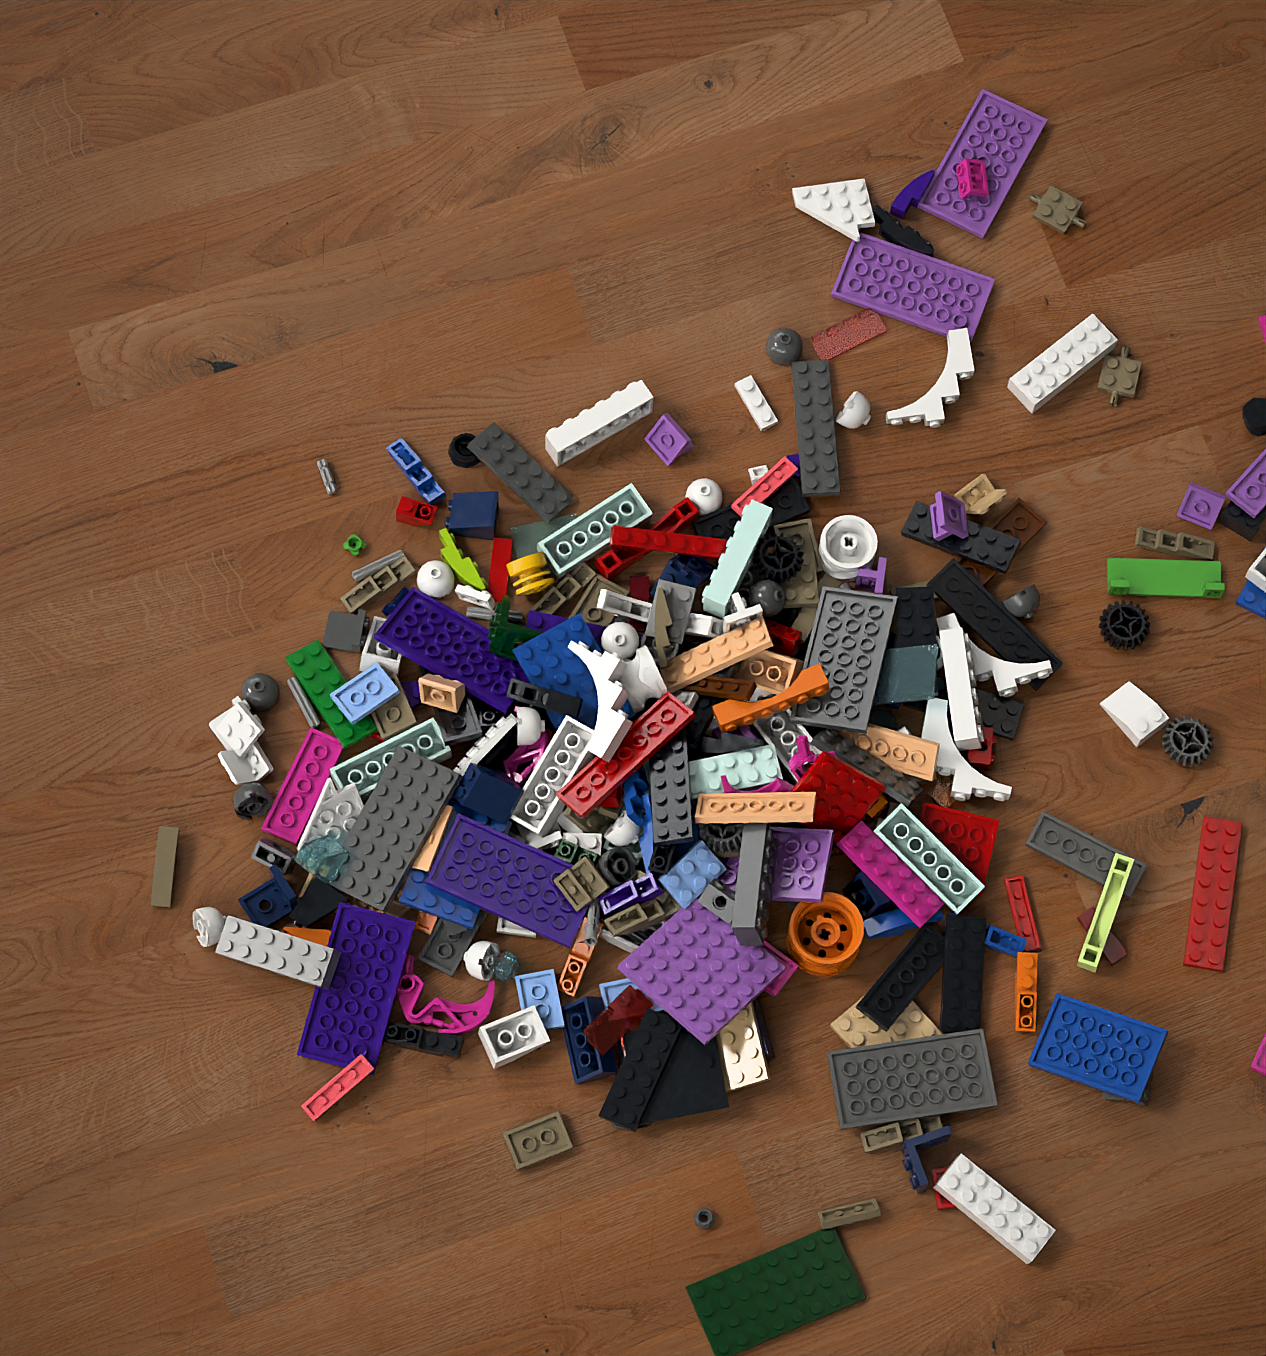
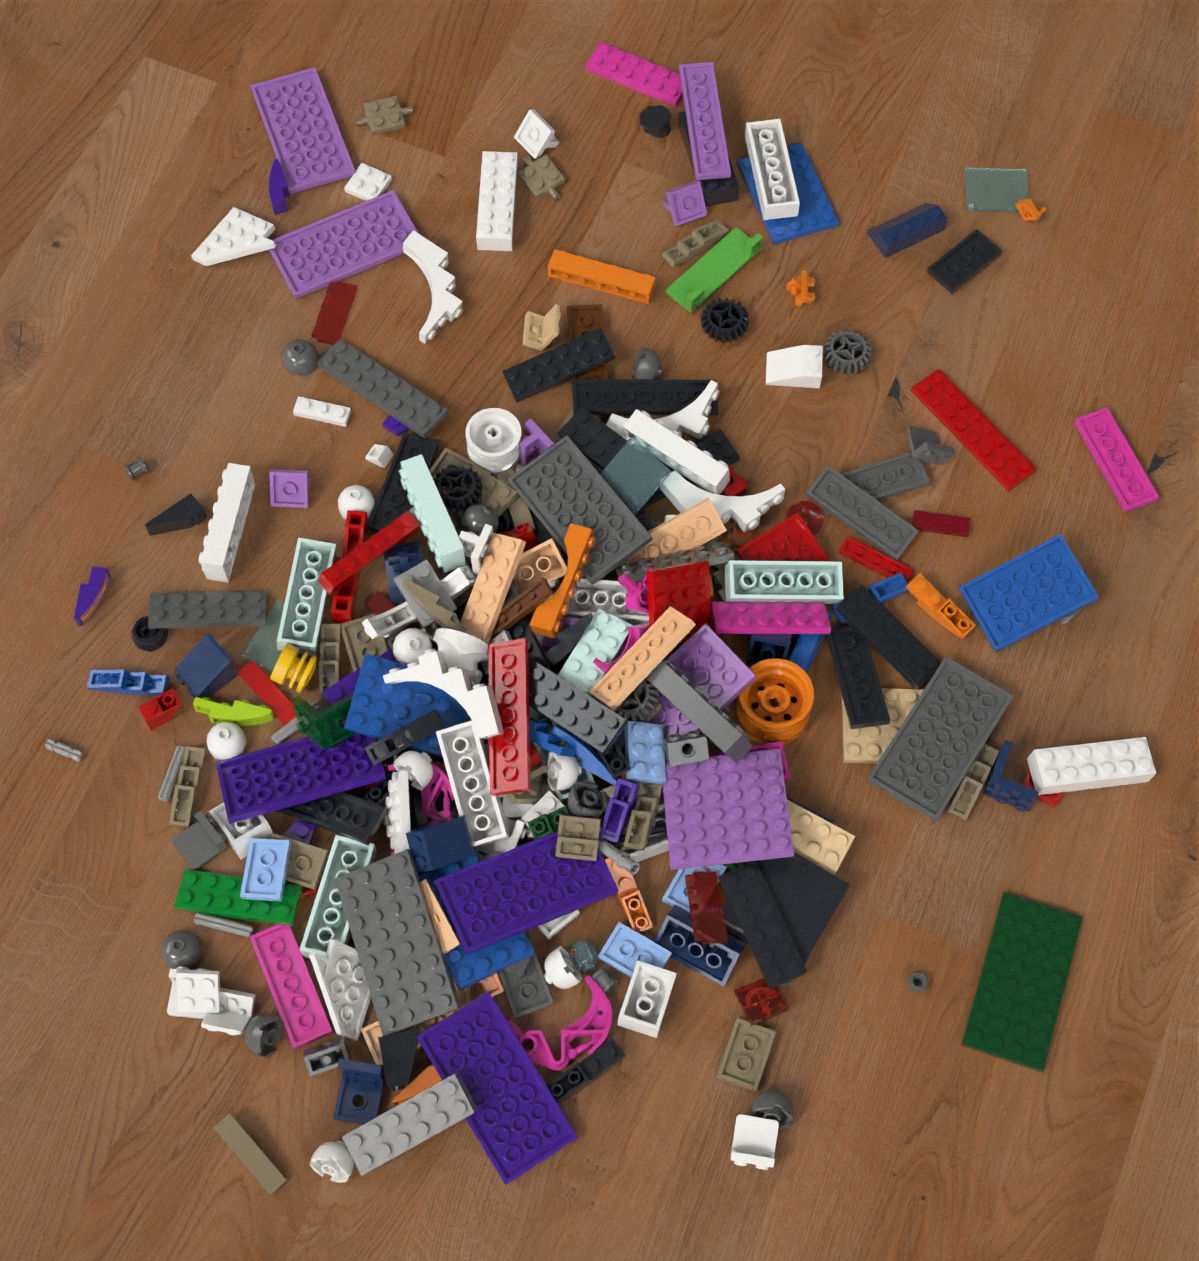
camera: 45 degrees left, 5 degrees down
(322, 857) = (366, 1018): clear light blue slope -> none
(337, 1087) = (563, 1175): coral plate -> none
(354, 539) = (134, 772): bright green plate -> none
(391, 606) = (215, 791): clear blue bar -> none
(441, 692) = (324, 810): light nougat slope -> none
(456, 383) = (91, 594): none -> dark purple slope
(476, 597) = (267, 725): white plate -> none
(478, 1198) = (754, 1141): none -> white bracket
(502, 996) = (605, 980): none -> dark grey bush
(514, 1190) = (774, 1105): none -> dark grey cylinder
(575, 385) = (179, 516): none -> black slope
(581, 318) = (135, 468): none -> dark grey bush
(584, 1119) = (760, 1002): none -> clear red tile
(766, 485) = (393, 455): coral plate -> none
(848, 1214) = (1005, 872): dark tan plate -> none
(855, 411) = (396, 352): white cylinder -> none
(894, 233) = (293, 221): black slope -> none
(948, 517) = (538, 357): medium lavender bracket -> none
(972, 178) = (307, 142): dark pink bracket -> none
(984, 254) = (367, 182): none -> white plate
(1015, 836) = (813, 514): none -> clear red plate
(1049, 868) = (861, 512): none -> dark grey plate
(1072, 500) = (601, 276): none -> orange brick
(1105, 912) = (945, 528): yellowish green arch -> none
(1151, 338) = (536, 134): none -> white bracket
(1158, 869) = (926, 446): none -> dark grey bracket
(1219, 655) = (799, 288): none -> orange hips

